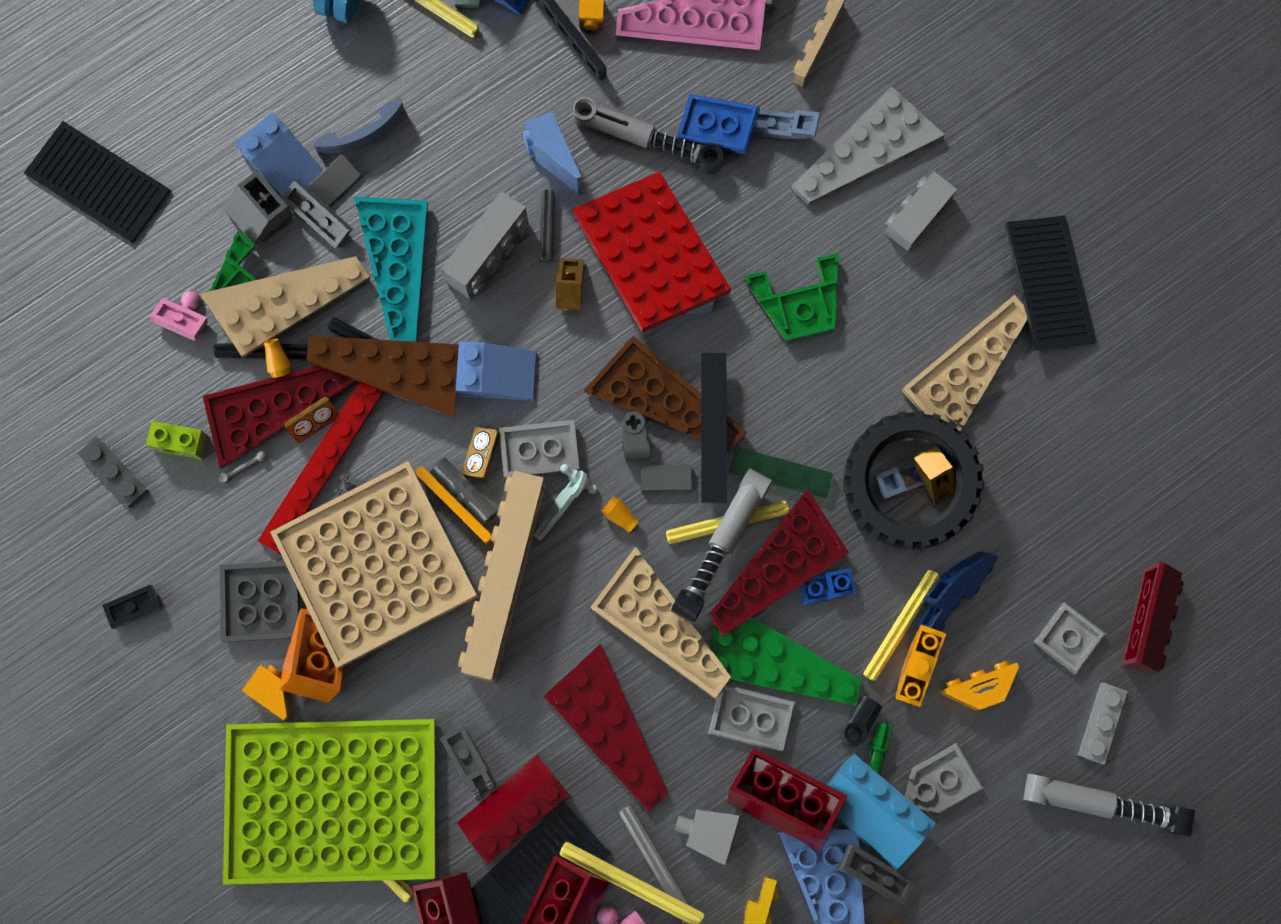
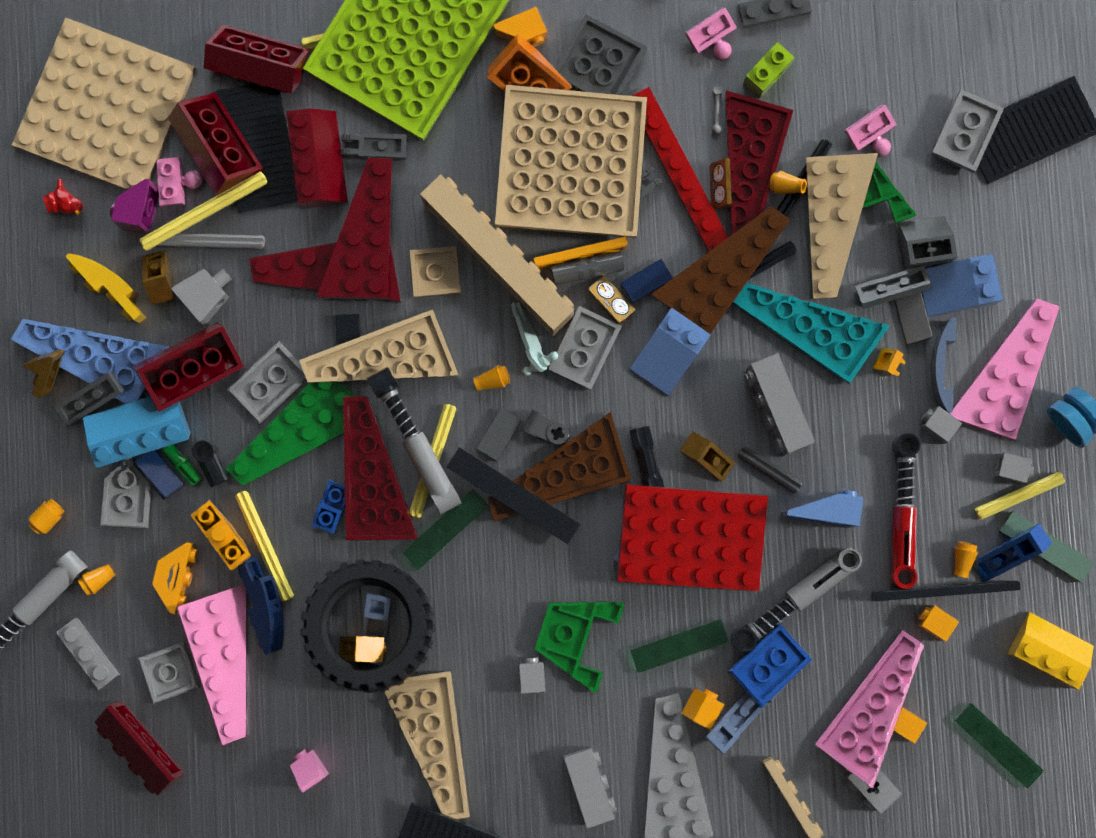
camera: 125 degrees right, 5 degrees up
(131, 232) = (967, 131): none -> light grey plate
(171, 515) = (710, 32): none -> bright pink plate
(343, 73) = (1004, 385): none -> bright pink wing
(386, 179) = (888, 361): none -> light orange tile
(416, 104) = (940, 424): none -> light grey brick
(417, 23) = (1013, 468): none -> light grey brick
(442, 432) = (646, 281): none -> dark blue tile
(514, 89) = (904, 514): none -> piece
(519, 20) = (964, 558): none -> light orange cone
(553, 629) = (435, 272): none -> tan tile
(576, 706) = (363, 248): none -> dark red wing
(595, 343) = (646, 457): none -> black axle
(657, 676) = (347, 327): none -> black tile
(721, 888) = (157, 277): none -> pearl gold slope
(750, 210) = (679, 645): none -> clear green tile
(791, 156) = (703, 708): none -> light orange brick
(859, 315) = (532, 676): none -> light grey brick
(902, 763) = (158, 474): none -> dark blue tile
(1009, 844) = (45, 516): none -> light orange brick
(1017, 607) = (218, 647): none -> bright pink wing
(1033, 759) = (94, 580): none -> light orange cone
(1070, 455) = (308, 769): none -> bright pink slope

